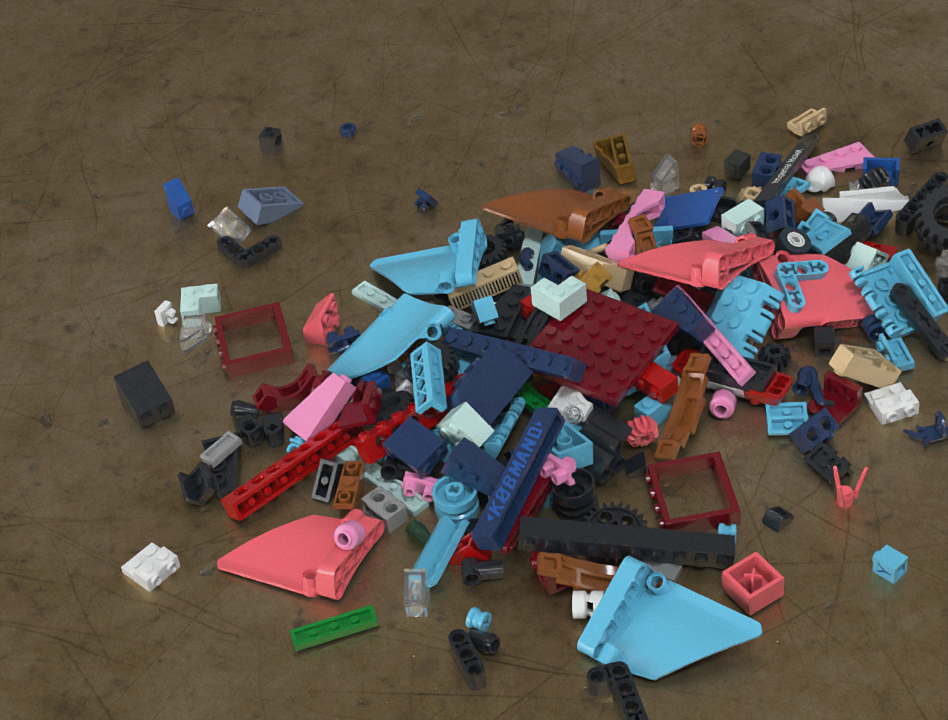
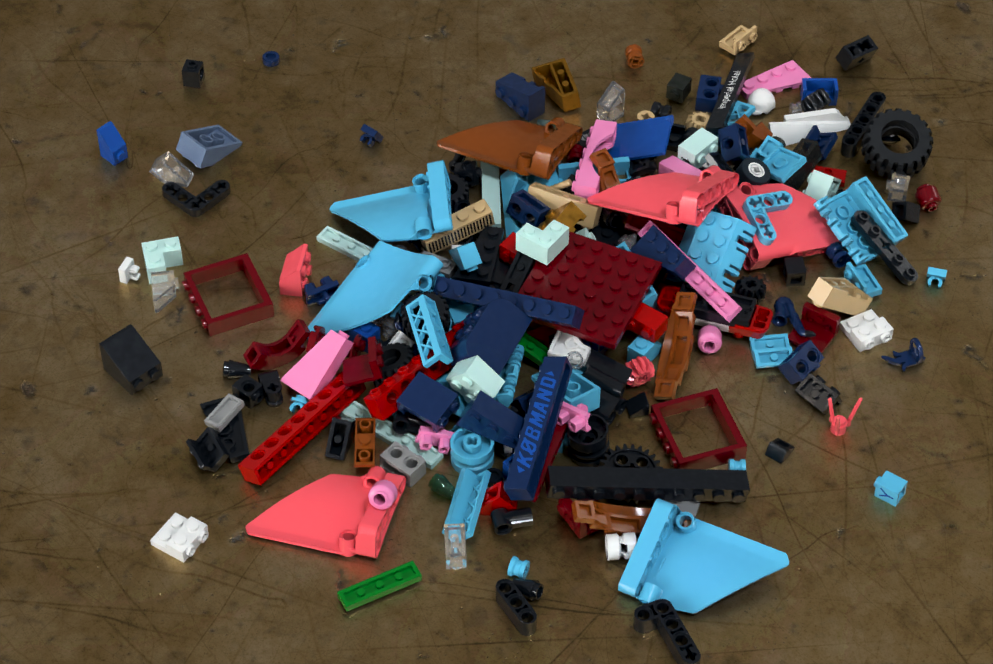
camera: 15 degrees left, 5 degrees up
(524, 258) = (488, 196): dark blue arm -> none
(753, 583) = (770, 515): coral brick -> none

